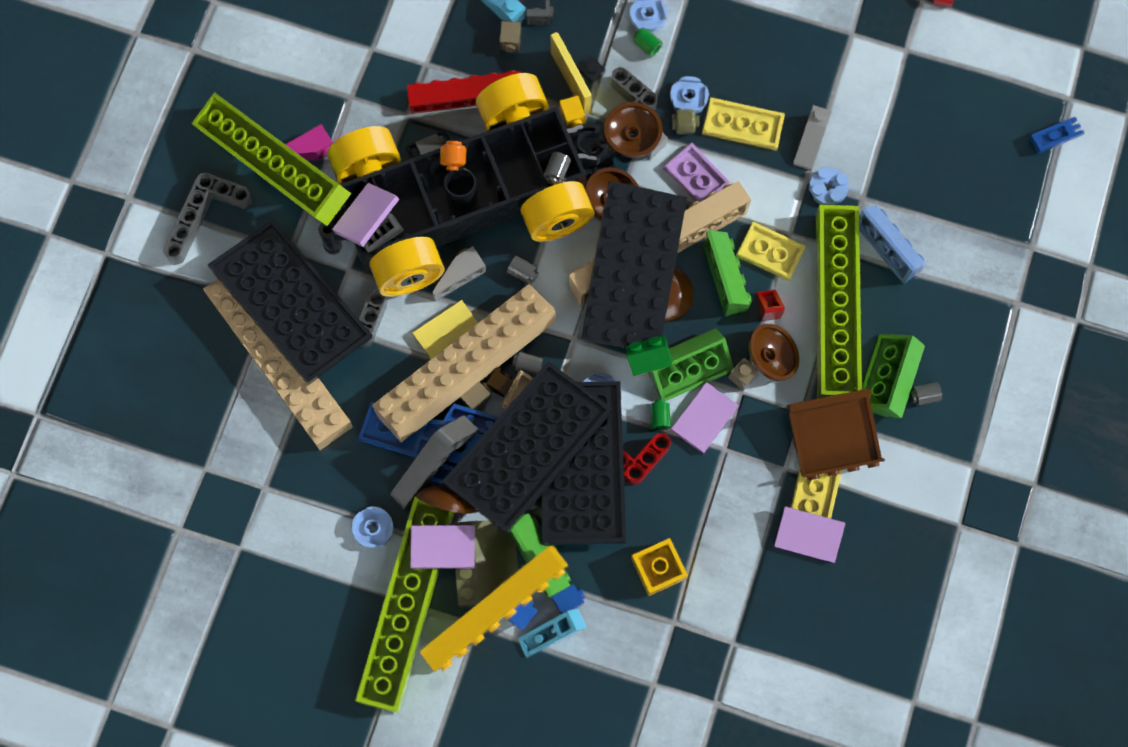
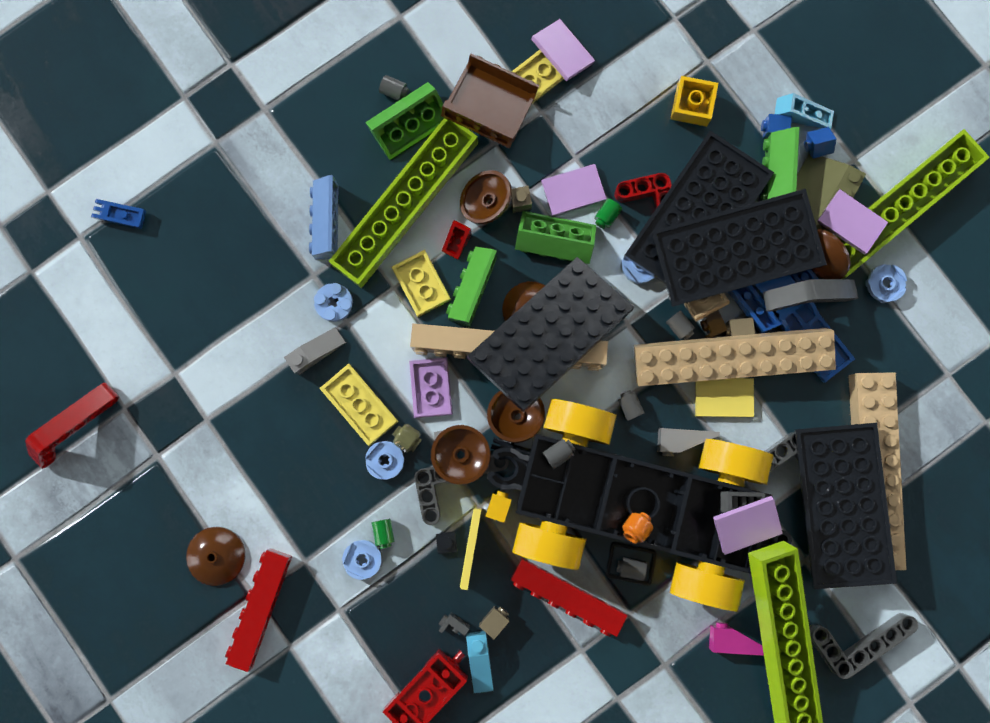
camera: 140 degrees left, 10 degrees up
(494, 608) = (843, 148): yellow brick -> none
(648, 355) = (589, 256): green brick -> none

